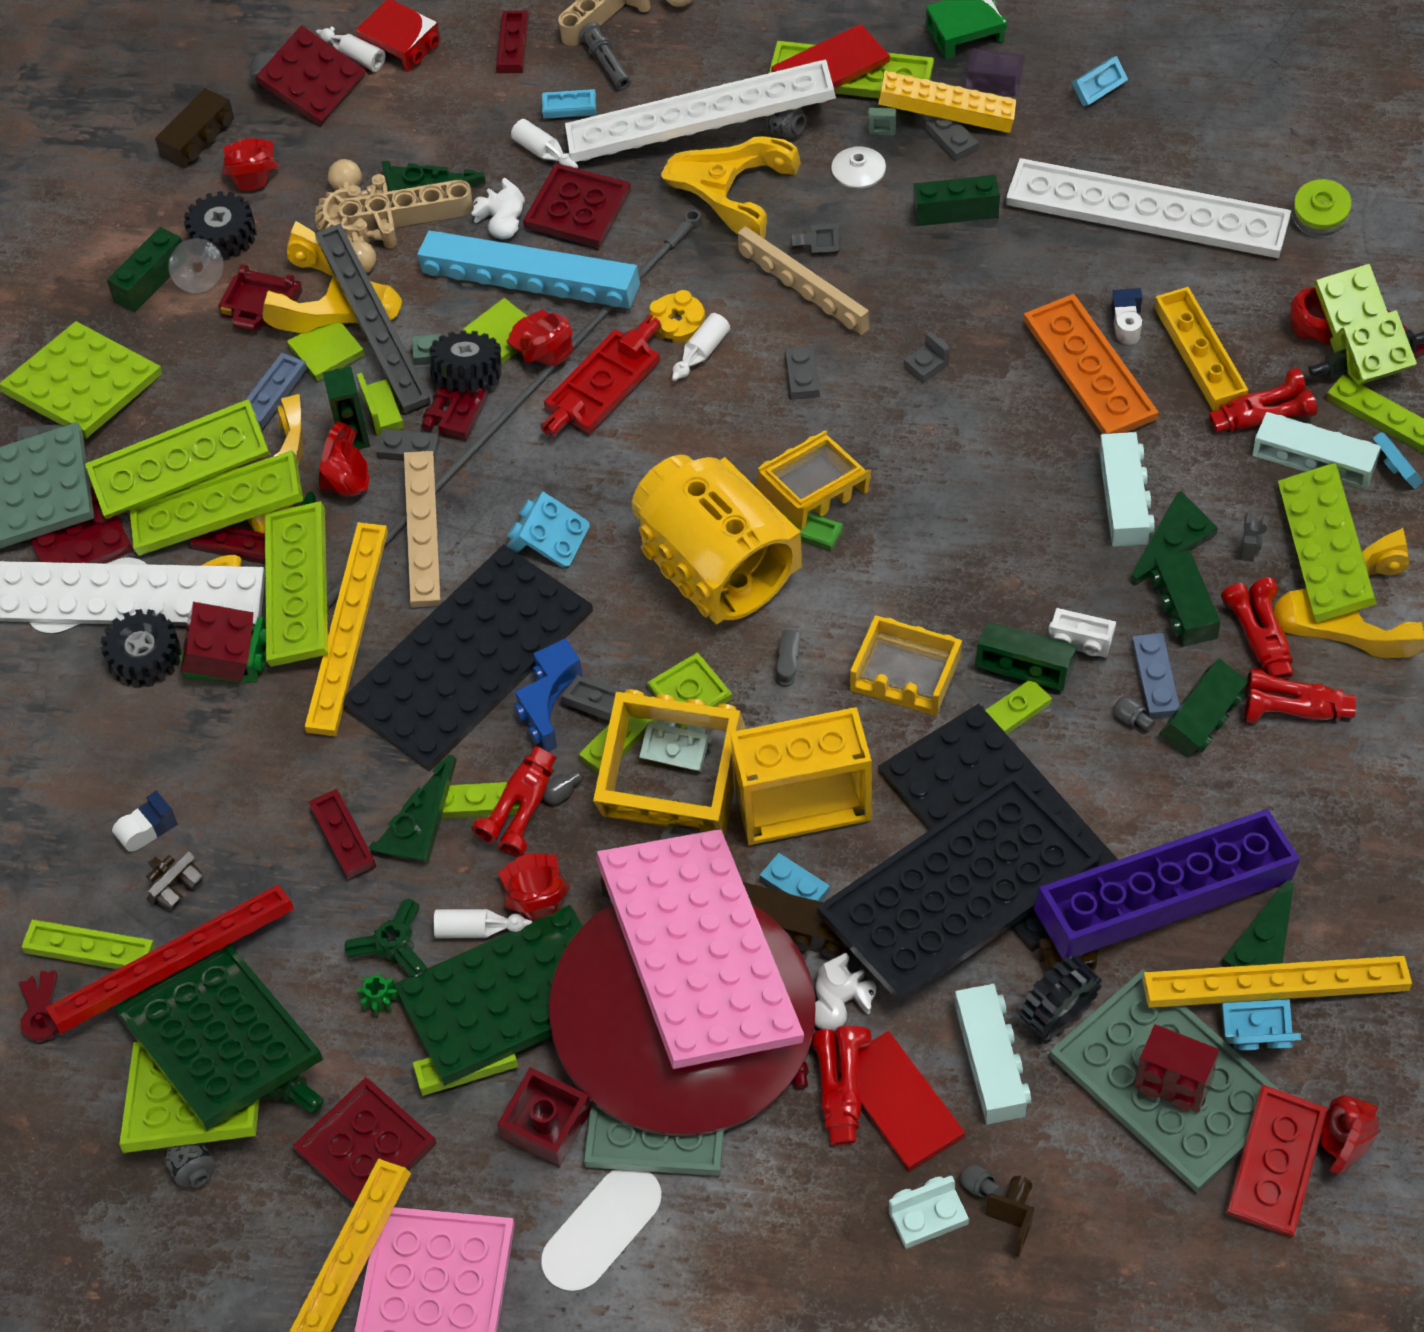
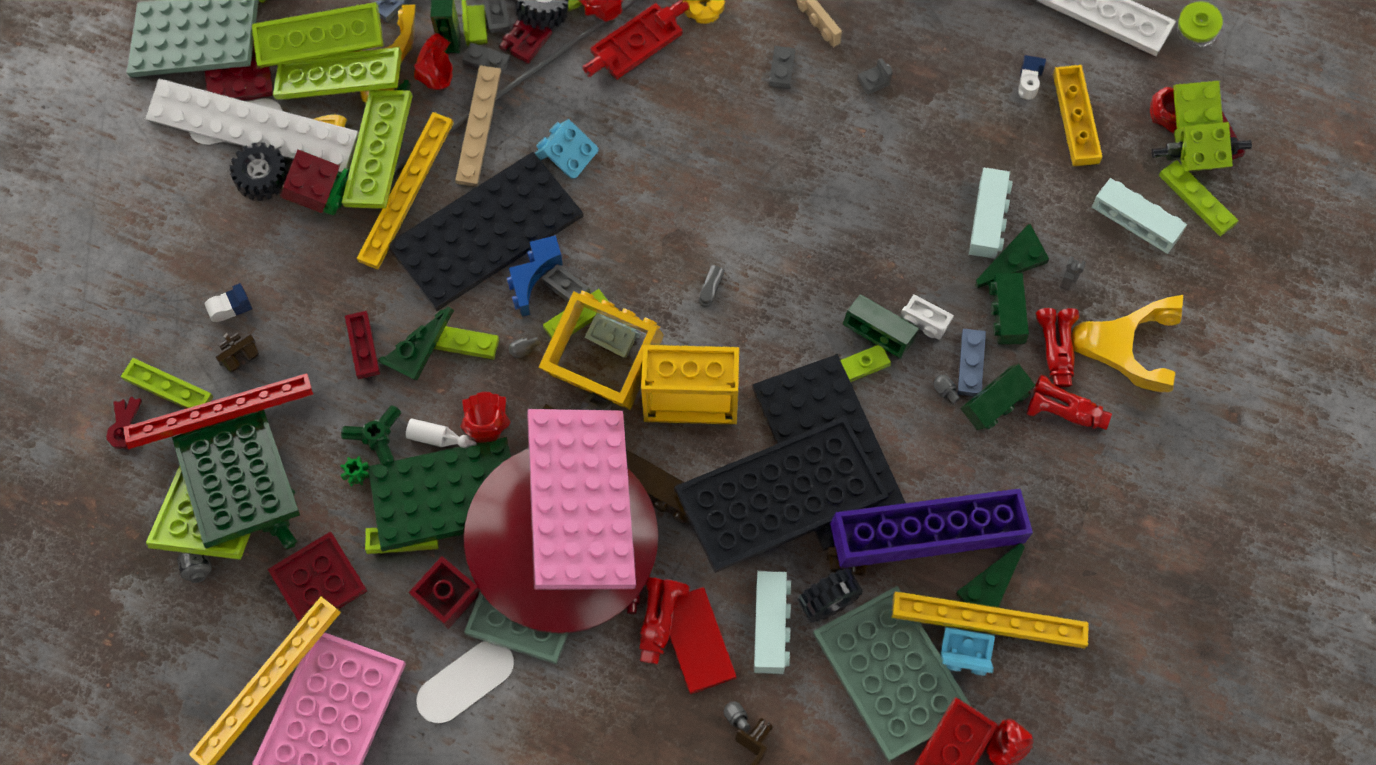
camera: 10 degrees right, 10 degrees up
(232, 541) = (343, 105): dark red tile -> none
(526, 786) = (498, 342): red piece -> none
(691, 680) = (635, 292): lime tile -> none
(701, 344) = (714, 29): white wheel -> none
(715, 535) = (679, 184): yellow piece -> none
(791, 878) = (668, 457): medium azure plate -> none
(810, 477) = (764, 151): yellow window -> none
(820, 532) = (754, 189): bright green tile -> none
(837, 986) = (676, 545): white animal -> none
(905, 665) = (792, 312): window -> none
(927, 1211) = (693, 728): light aqua bracket -> none
(1090, 366) = (992, 110): orange plate -> none
(1176, 1068) = (896, 672): dark red brick -> none
(1250, 409) = (1099, 171): red piece -> none
(1326, 543) = (1125, 290): lime plate -> none
(1396, 461) = (1196, 237): medium azure plate -> none

